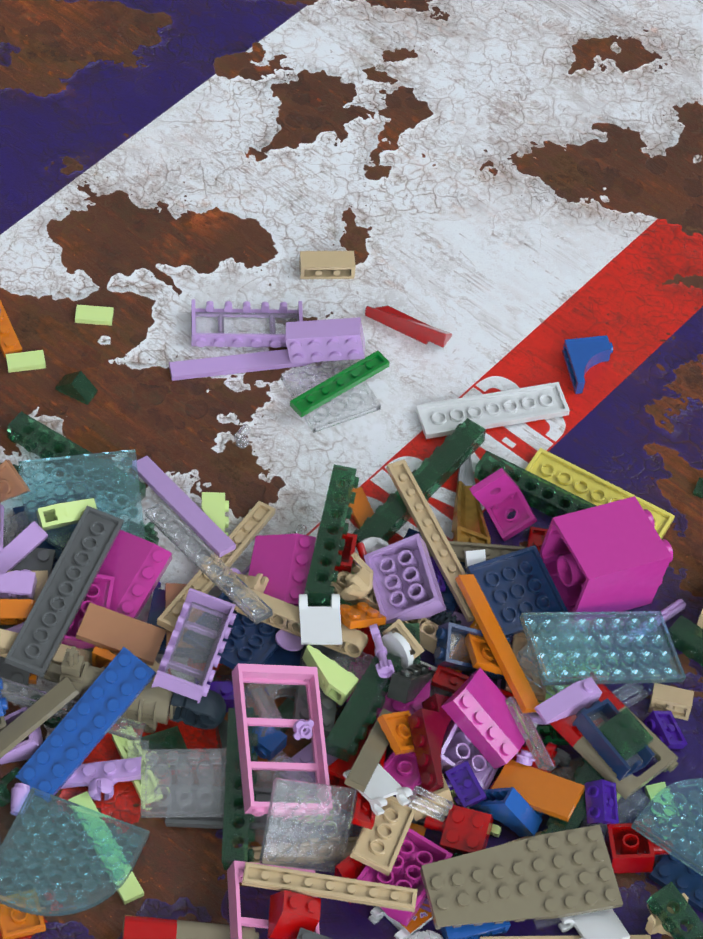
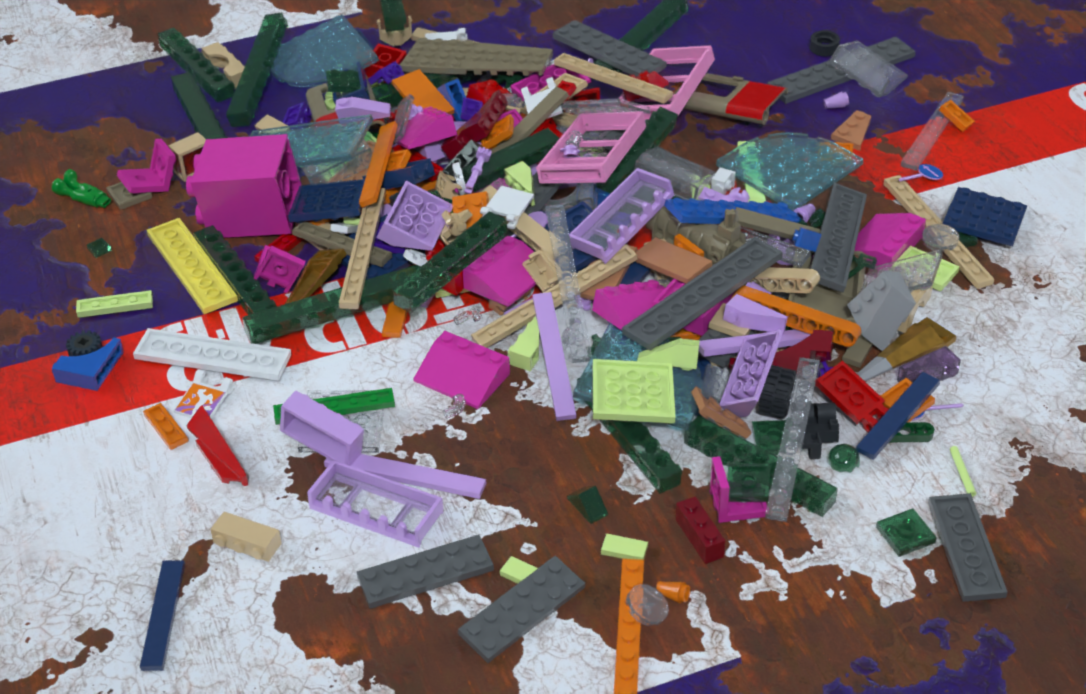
camera: 145 degrees left, 10 degrees down
(78, 286) = (521, 609): none -> dark grey plate
(81, 463) = (633, 391): none -> yellowish green plate
(130, 809) = (723, 180): none -> white brick
(172, 292) = (424, 571): none -> dark grey plate
(259, 473) = (462, 368): none -> dark pink slope
(308, 745) = (575, 138): none -> clear bush
(342, 198) = (162, 616): none -> dark blue tile
(464, 368) = (203, 394): none -> flag
(474, 336) = (165, 426): none -> orange tile
(608, 377) = (83, 343): none -> black wheel
(625, 429) = (114, 304): none -> yellowish green plate

